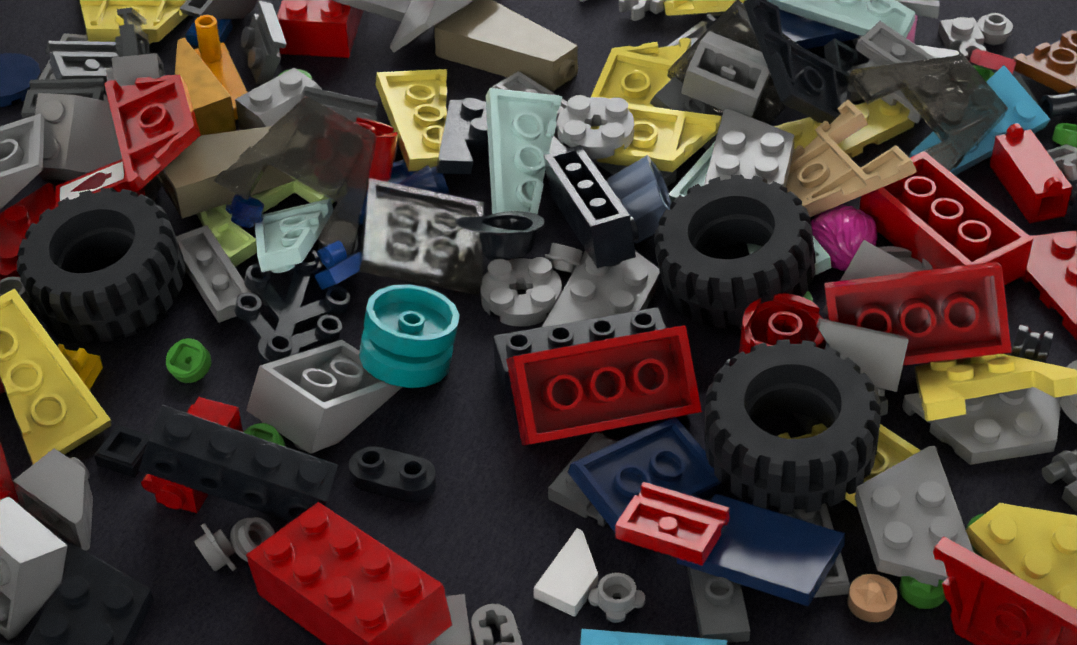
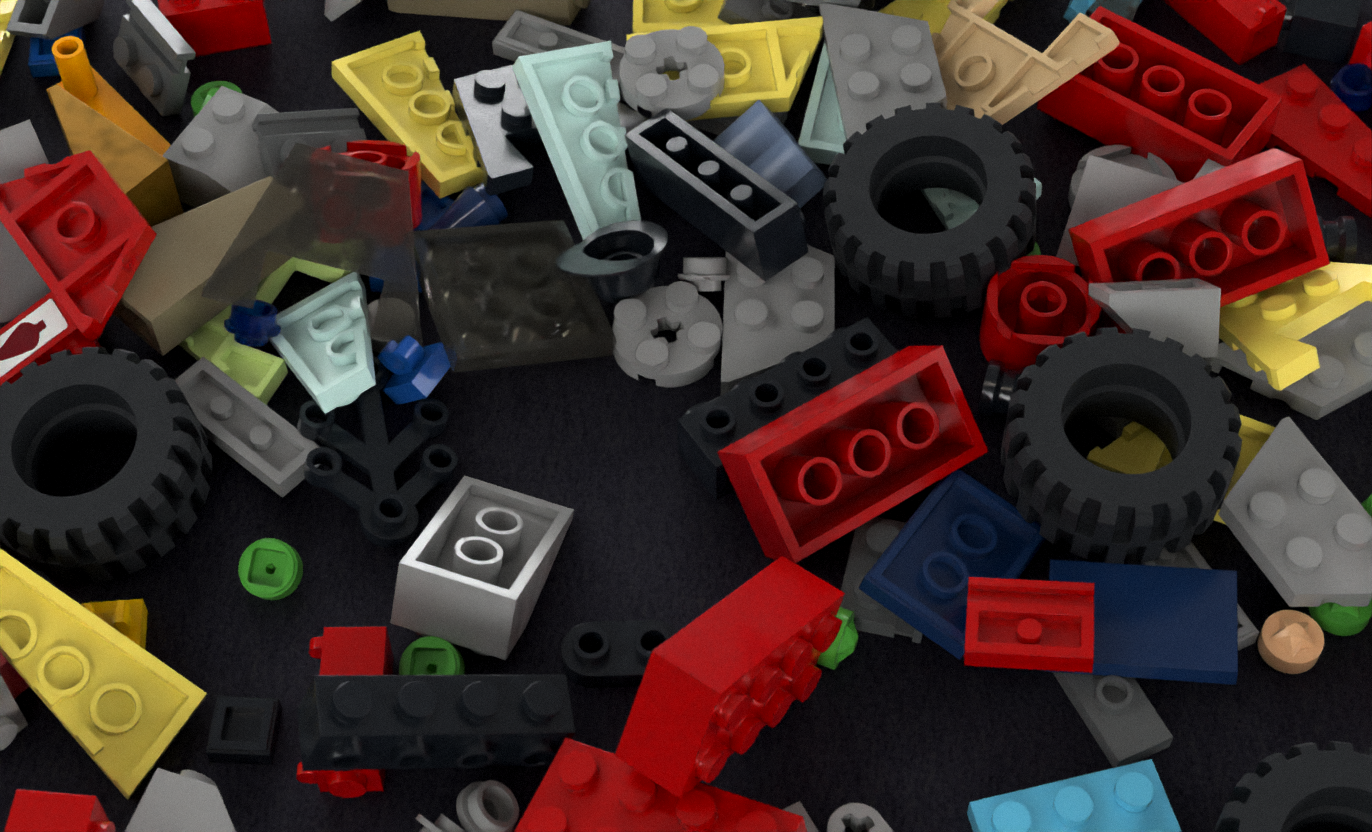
camera: 20 degrees left, 10 degrees up
(408, 335) = (564, 450): teal wheel -> none
(438, 486) = (730, 676): none -> red brick
(538, 500) = (844, 642): none -> bright green tile
(569, 577) = (917, 730): white tile -> none
(616, 586) = (990, 724): light grey plate -> none
(842, 232) = (1051, 142): dark pink hair -> none

